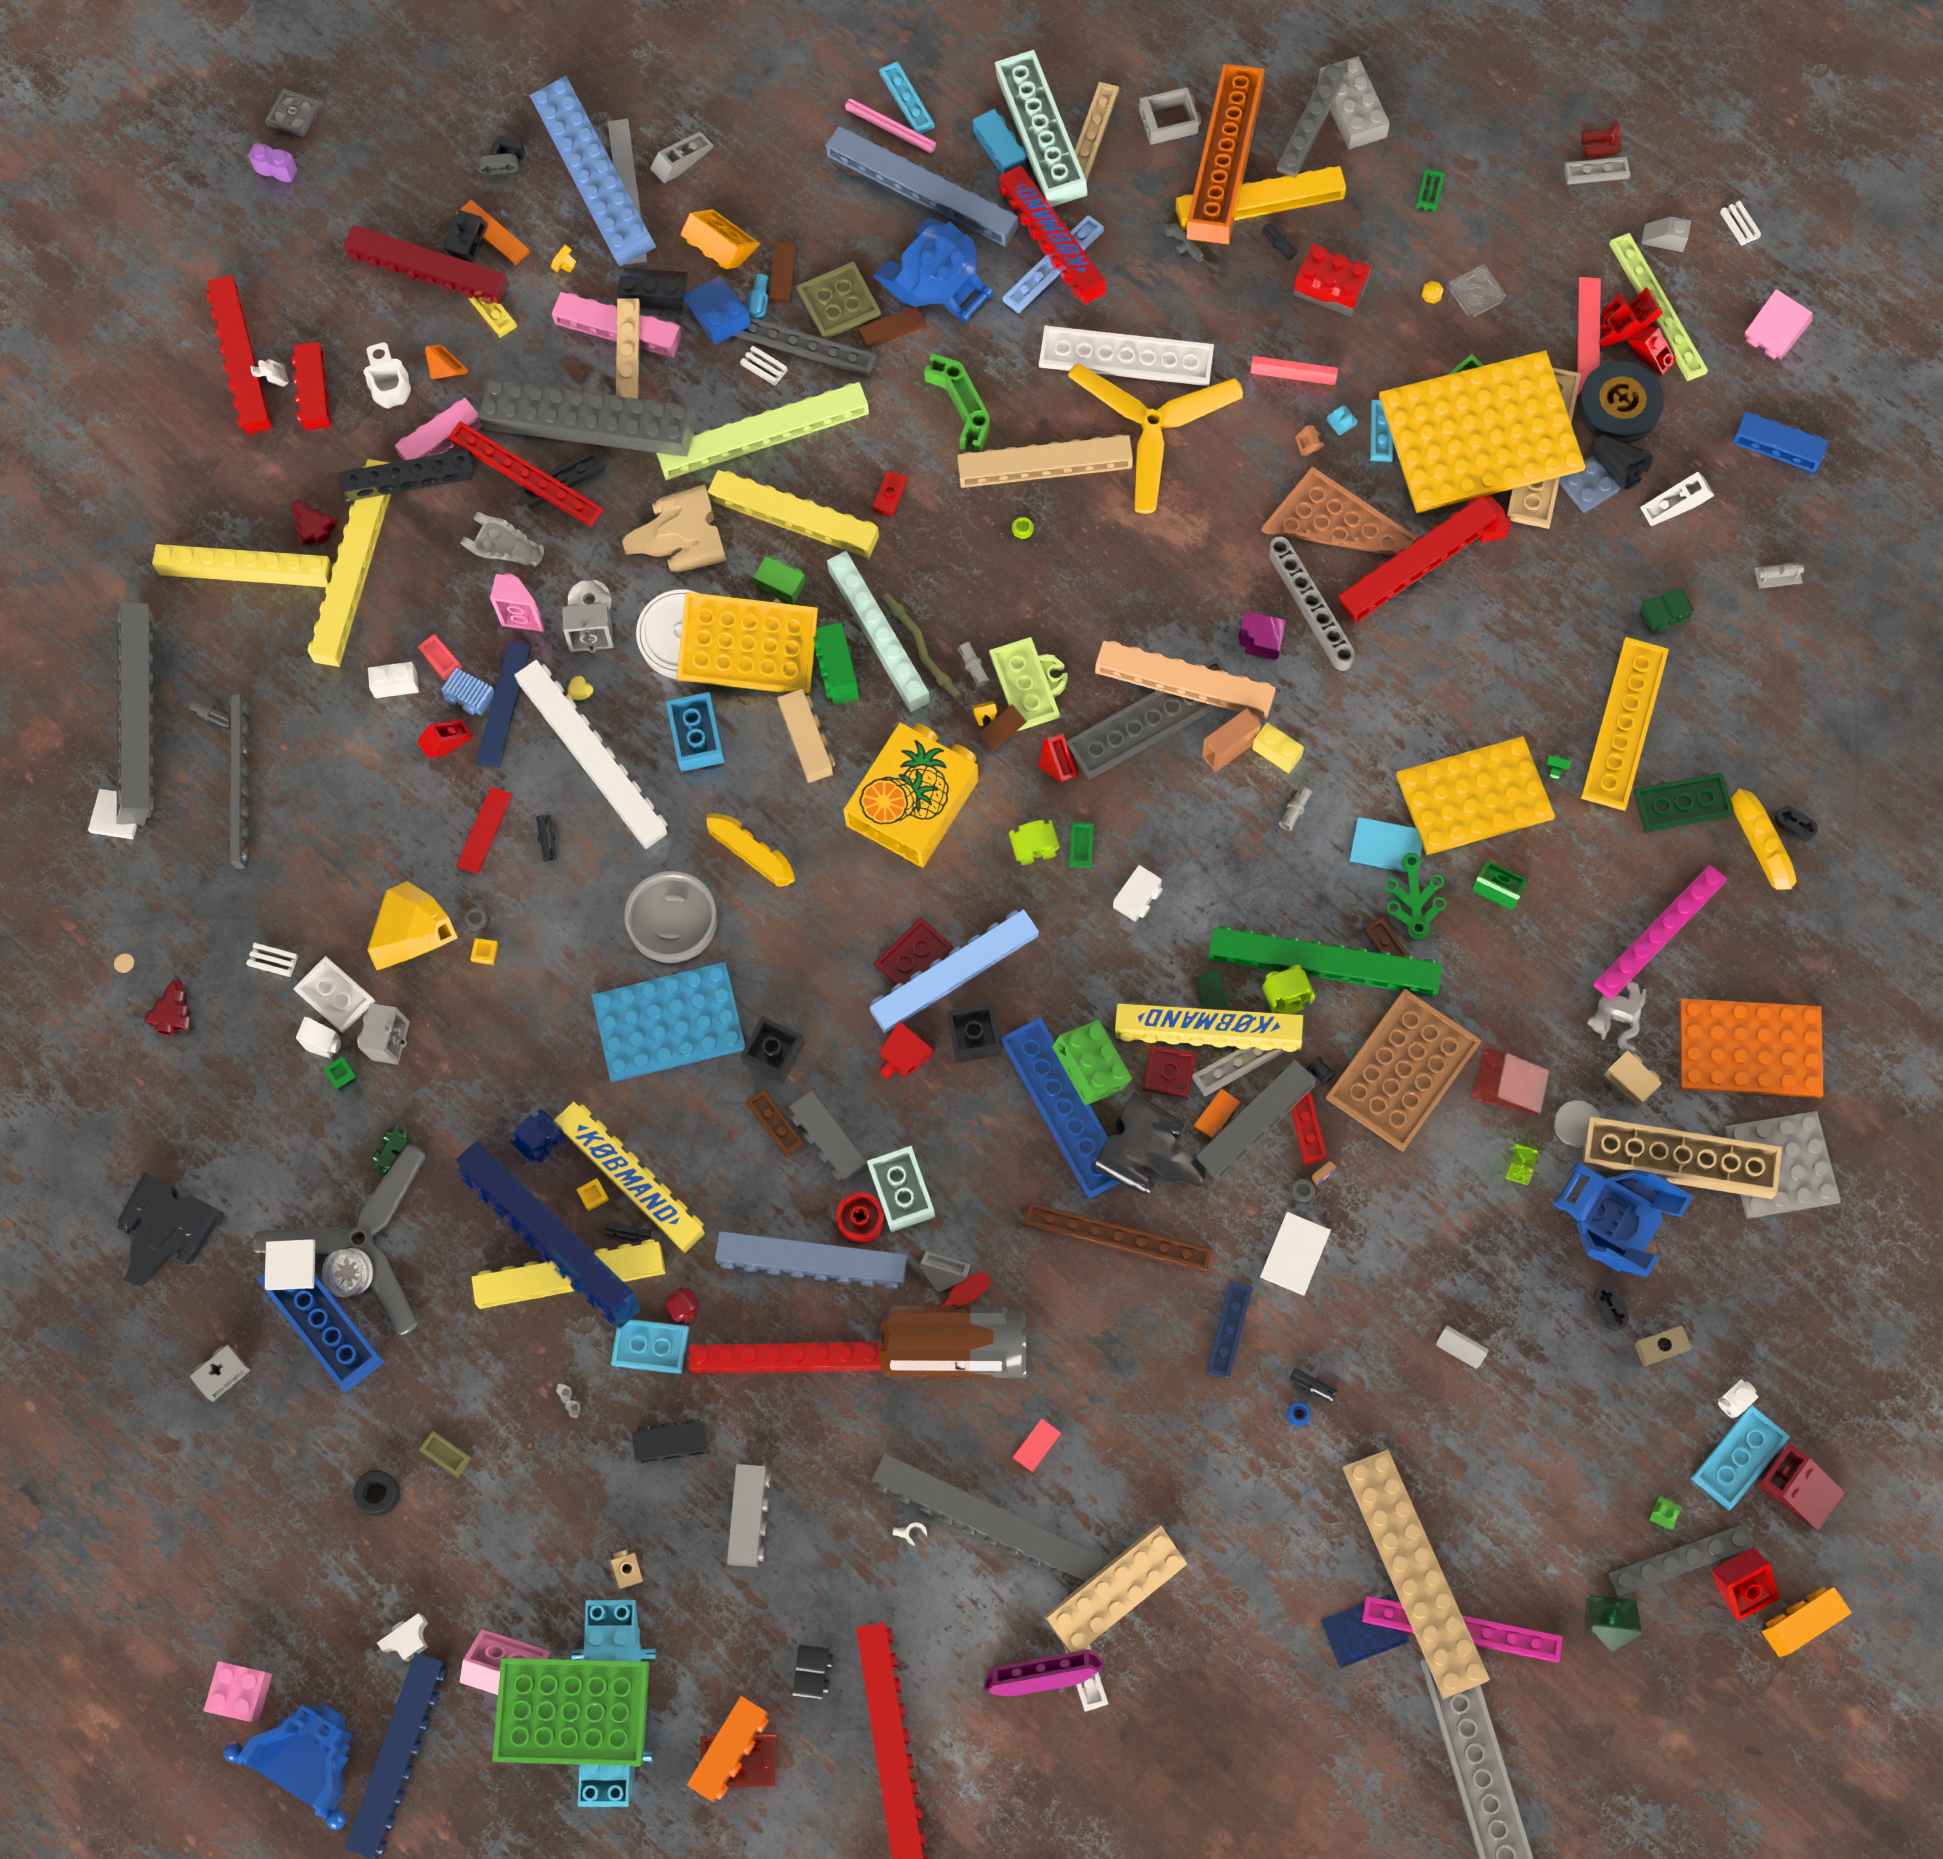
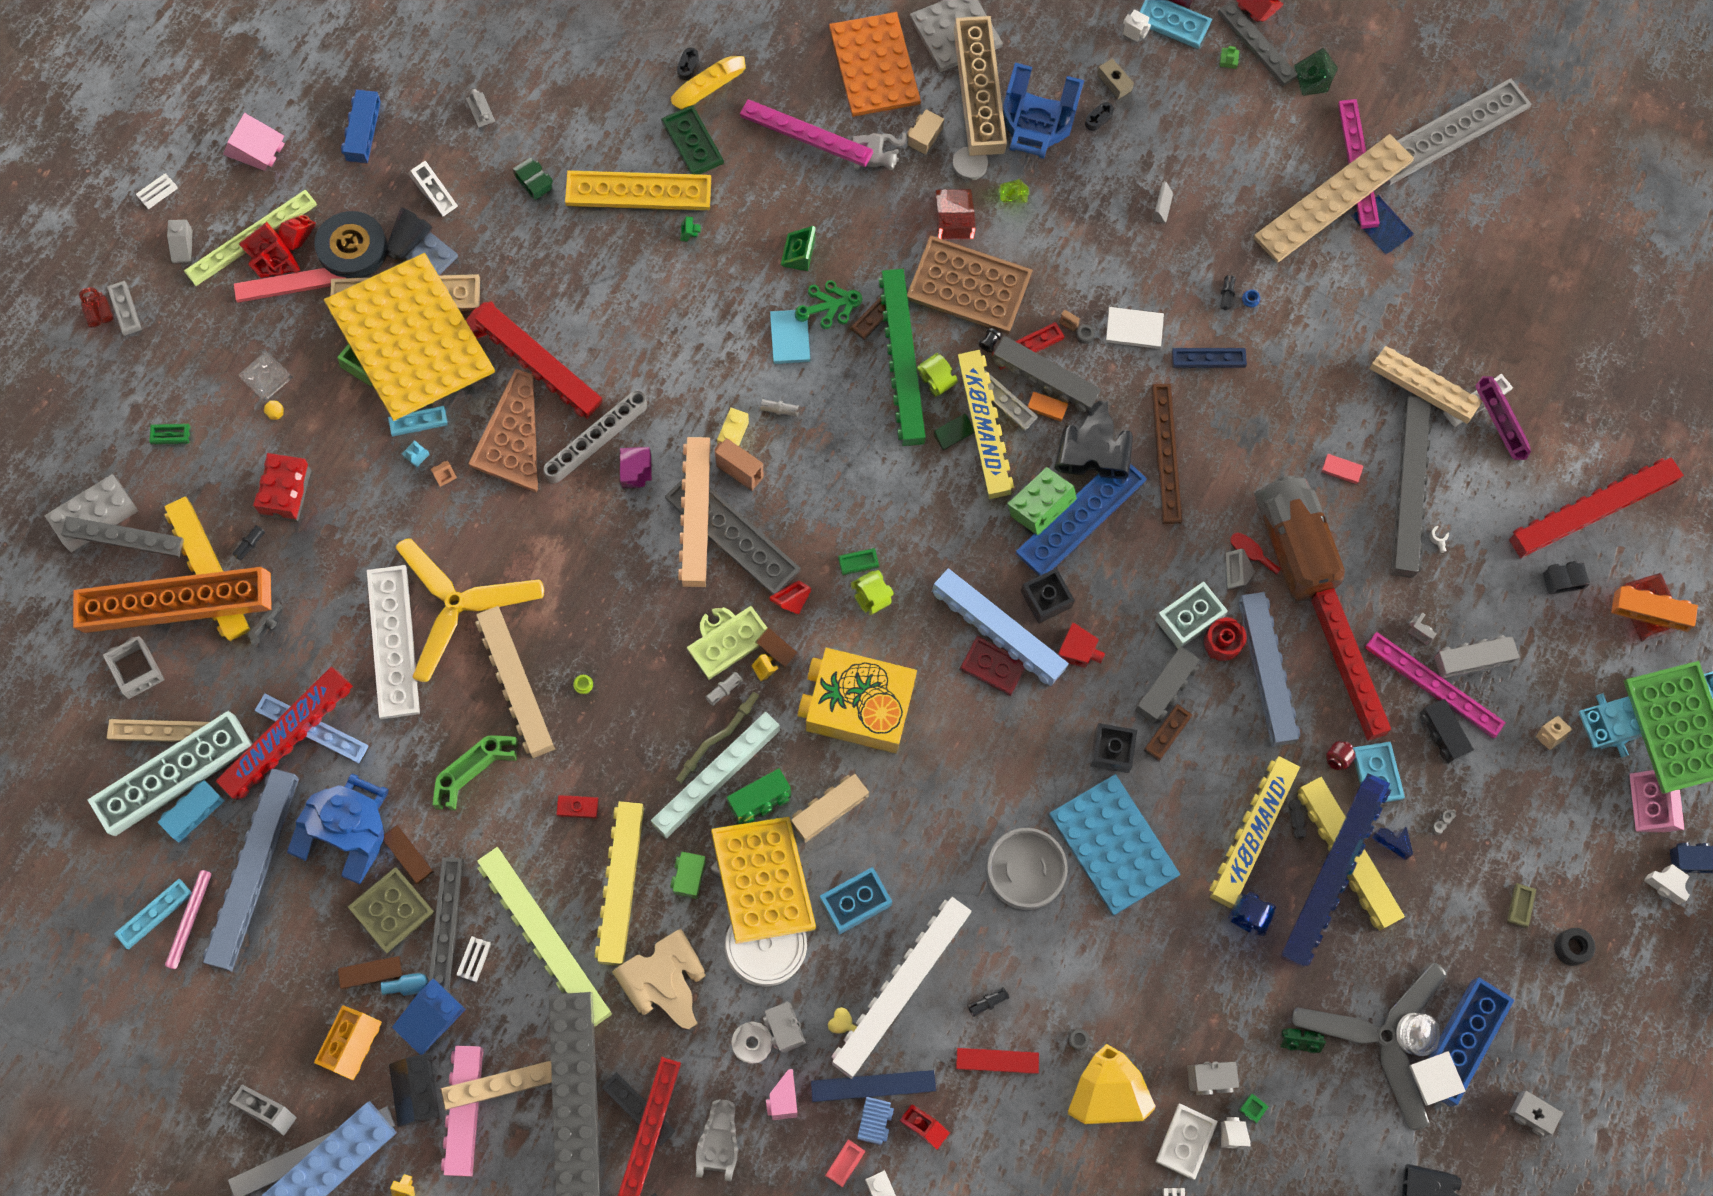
camera: 115 degrees left, 0 degrees up
(484, 951) = (1105, 1022): yellow tile -> none
(558, 1334) = (1399, 845): none -> clear blue slope
(592, 1194) = (1281, 854): yellow tile -> none
(732, 1453) = (1435, 685): none -> dark pink tile
(758, 855) = (934, 847): yellow brick -> none
(798, 1461) = (1421, 632): none -> light grey bracket
(1138, 893) = (889, 505): white brick -> none
(1169, 1071) = (1025, 448): dark red tile -> none
(1294, 370) = (377, 500): coral tile -> none
(1475, 795) = (729, 283): yellow plate -> none

